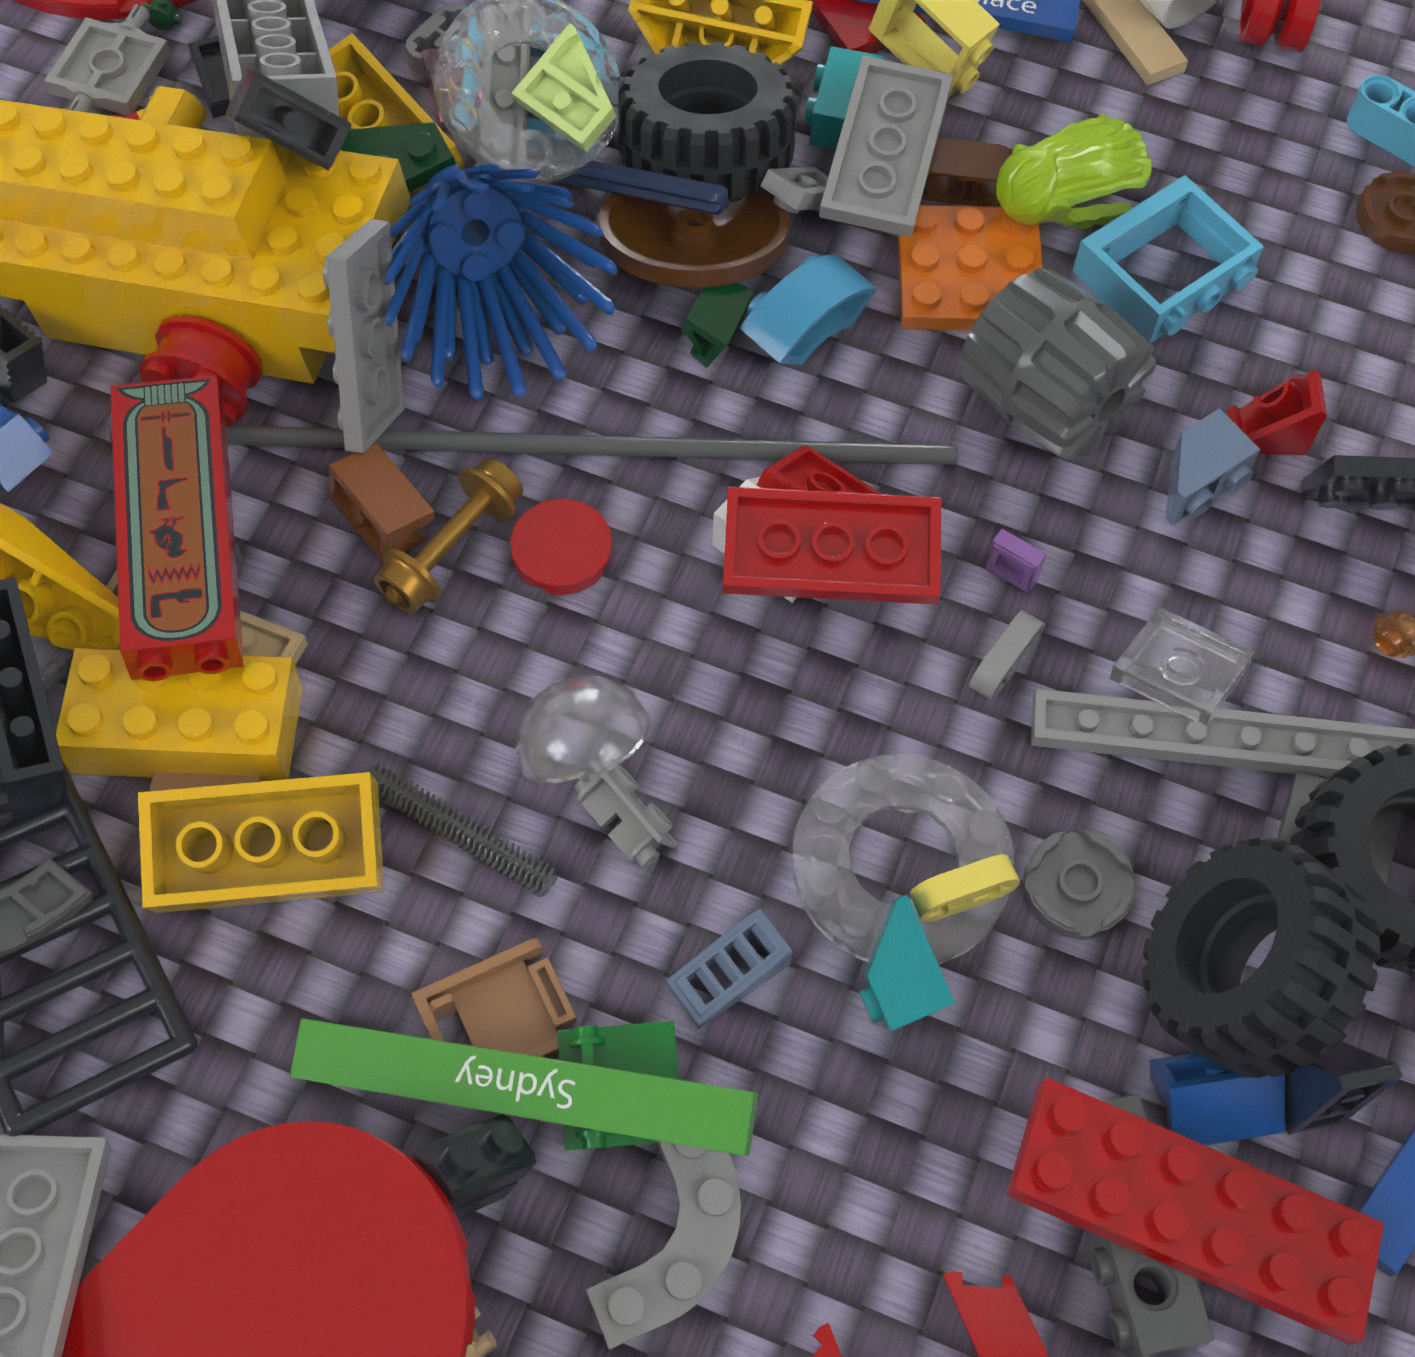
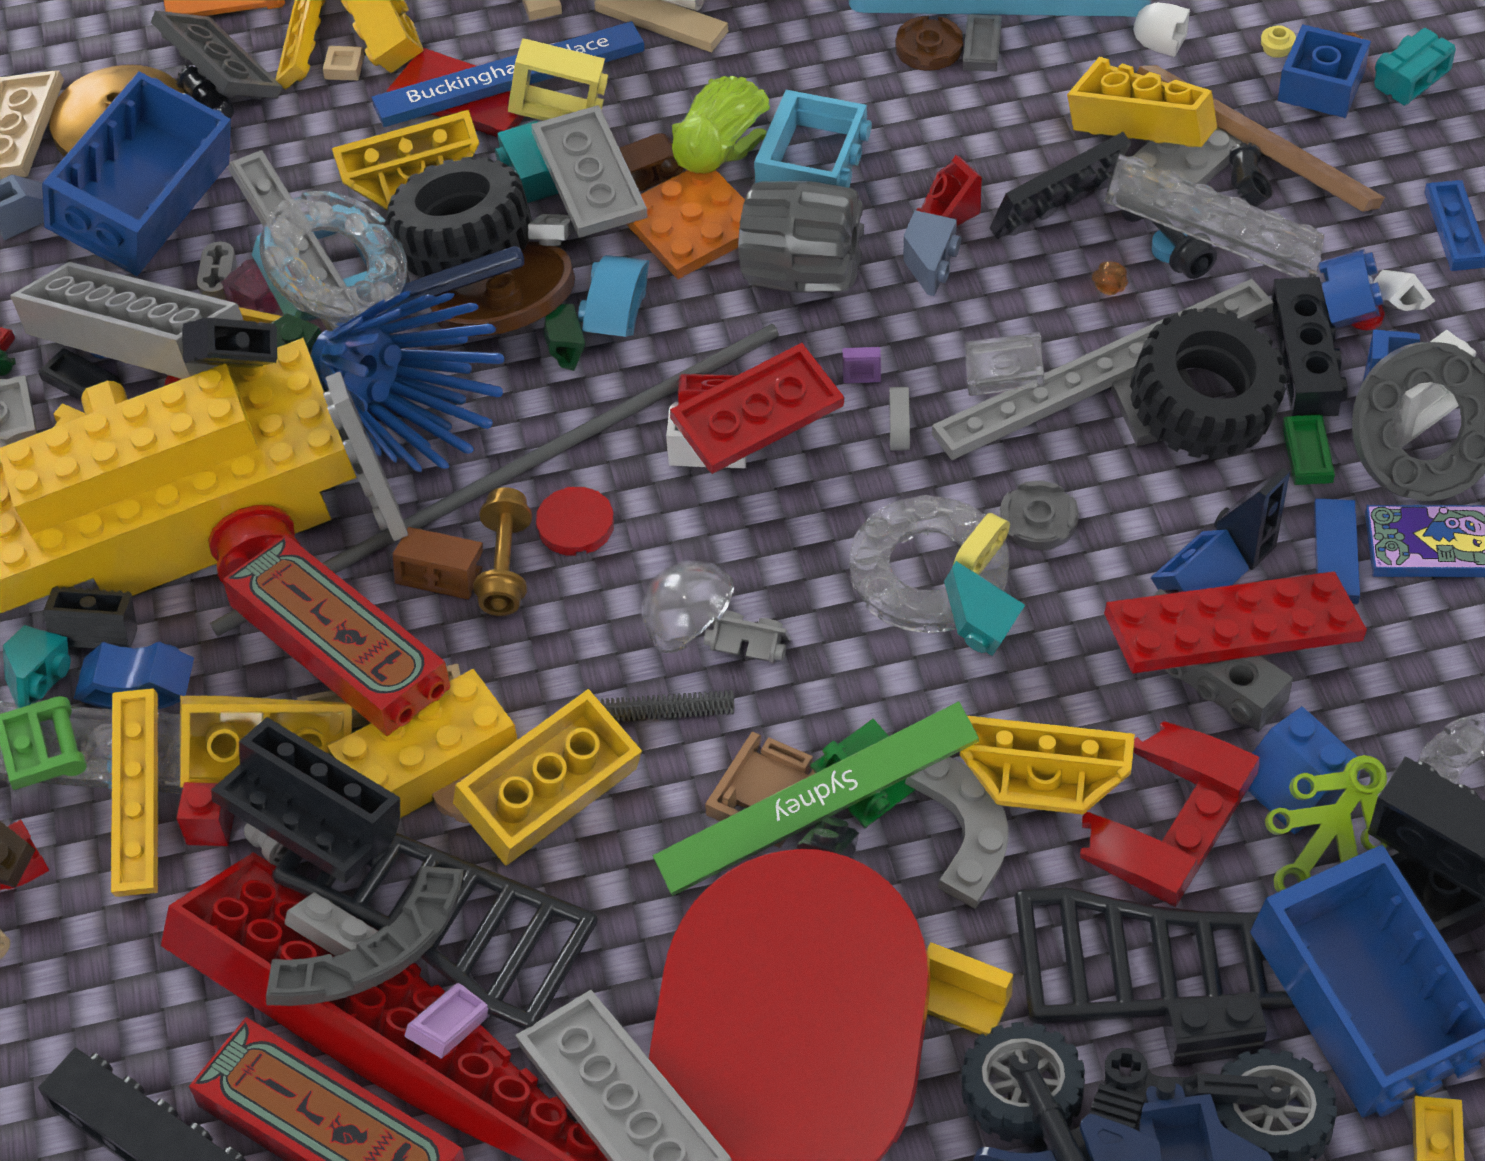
camera: 30 degrees left, 10 degrees down
(567, 91) = (365, 245): yellowish green wing -> none
(737, 939) = (886, 652): sand blue slope -> none
(818, 1238) = (1047, 763): none -> yellow wedge
(1303, 987) = (1205, 481): black tyre -> none

